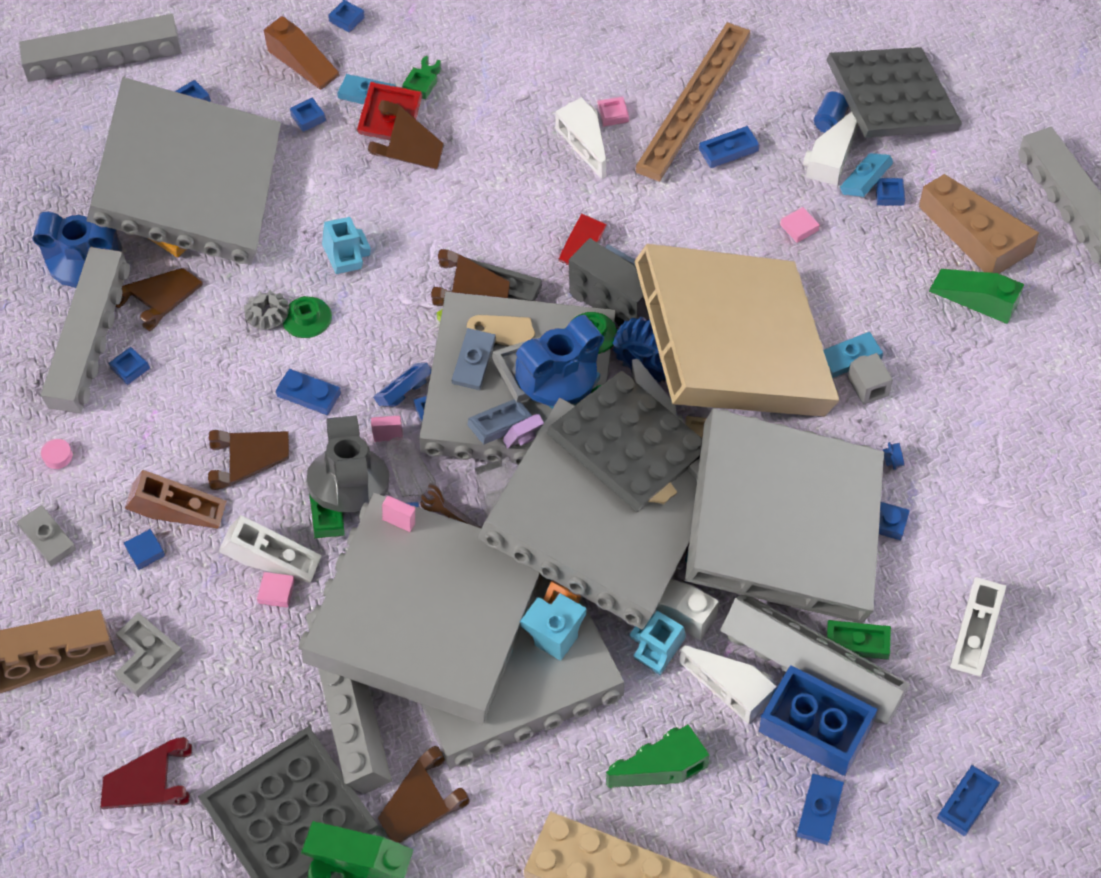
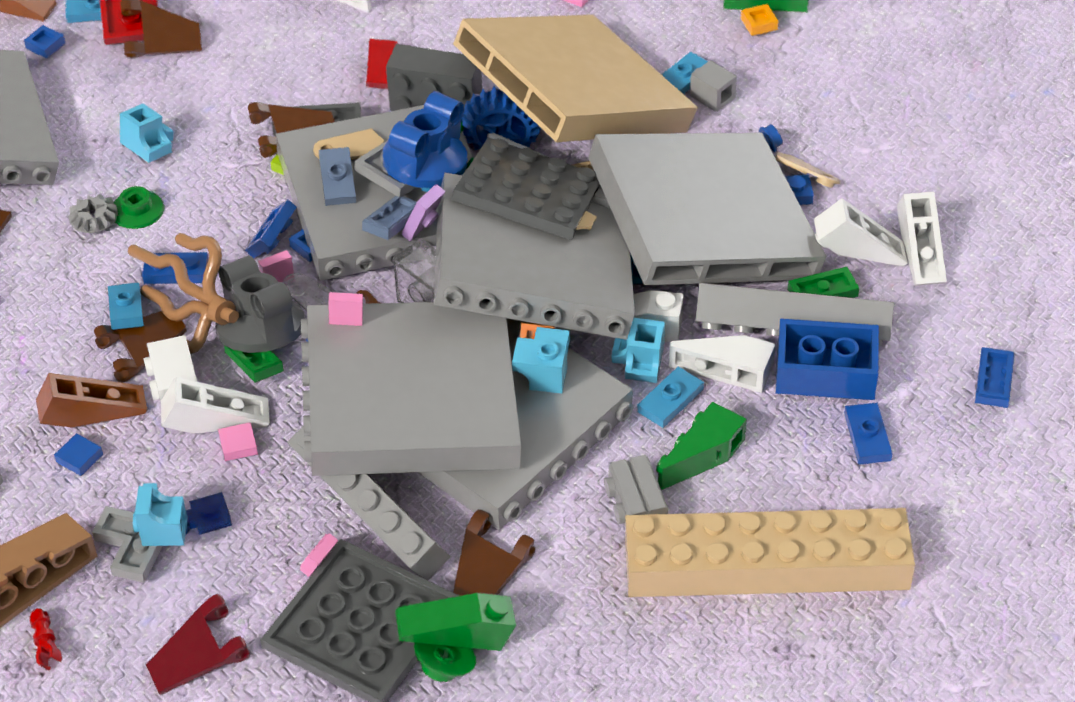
camera: 25 degrees left, 10 degrees down
(33, 730) = (44, 638): none -> red piece
(166, 646) = (159, 517): none -> medium azure brick
(216, 652) = (208, 514): none -> clear blue plate
(247, 416) = (125, 306): none -> dark azure plate
(253, 496) = (166, 361): none -> white brick
(284, 732) = (318, 554): none -> bright pink tile
(307, 456) = (211, 305): none -> medium nougat plant
(579, 786) = (634, 488): none -> light grey brick
(662, 696) = (670, 397): none -> dark azure plate
(911, 501) = (795, 163): none -> tan piece
(914, 600) = (857, 235): none -> white slope
(953, 319) = (759, 19): none -> light orange plate

